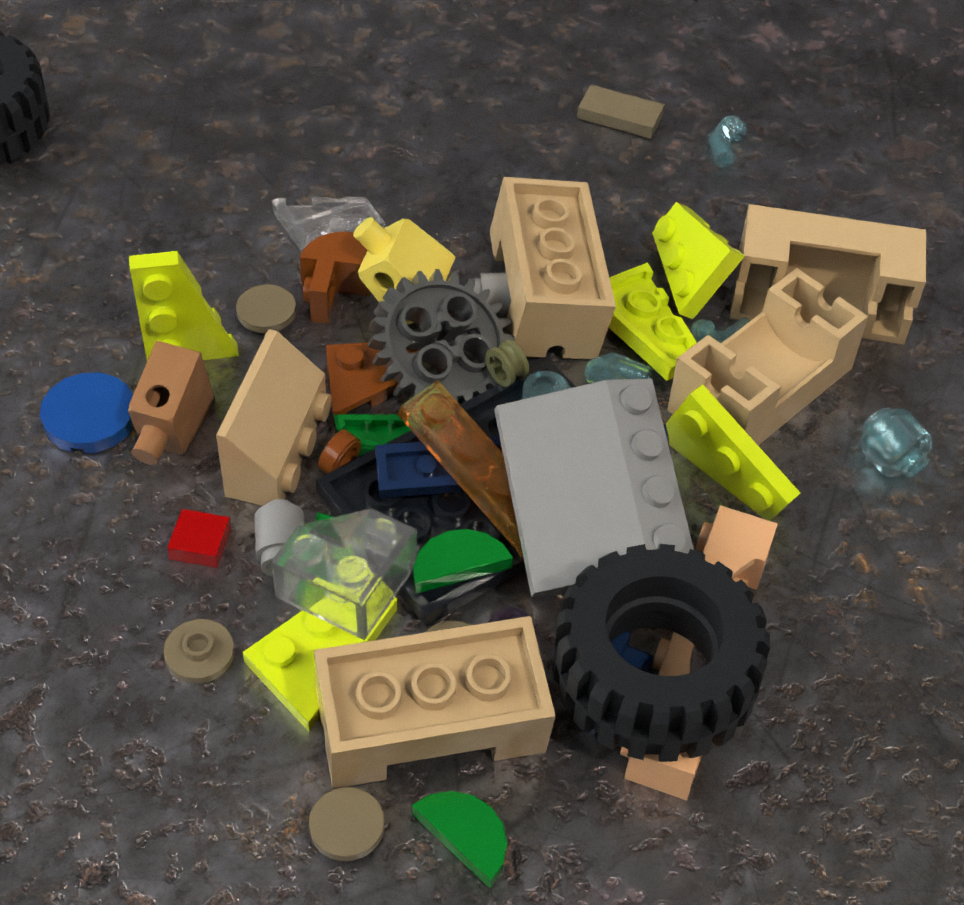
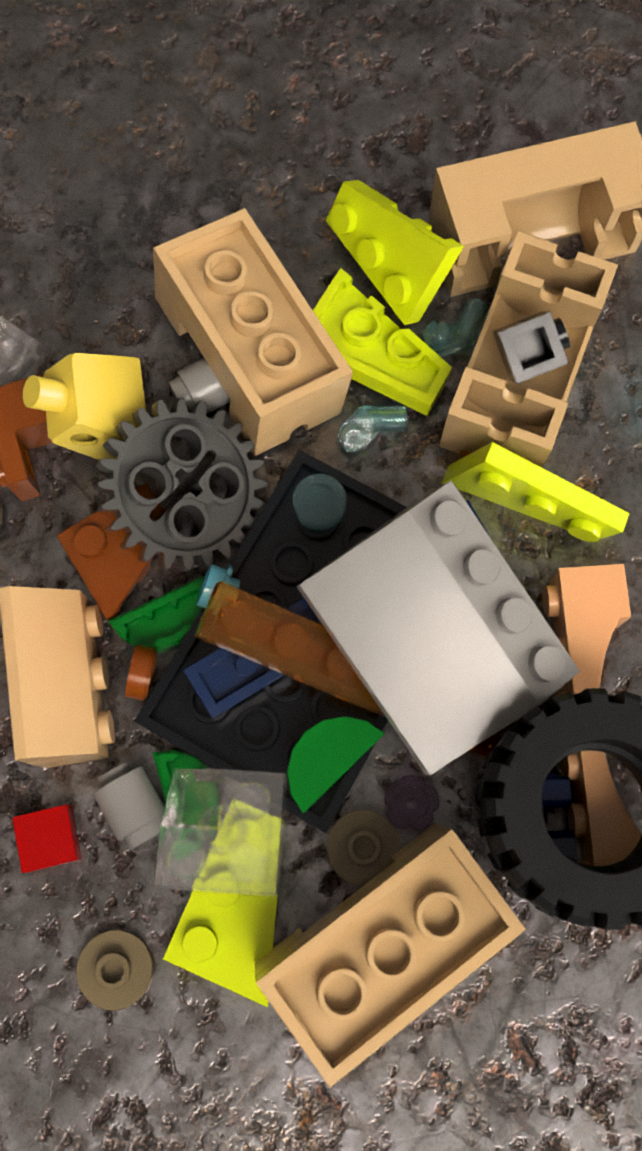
camera: 20 degrees left, 25 degrees up
(346, 824) = (361, 1103): dark tan piece -> none
(467, 829) = (473, 1045): green tile -> none
(507, 363) = (265, 486): olive bush -> none
(620, 111) = (217, 62): dark tan tile -> none
(722, 135) = (342, 52): clear light blue arm -> none
(771, 343) = (532, 346): none -> brick

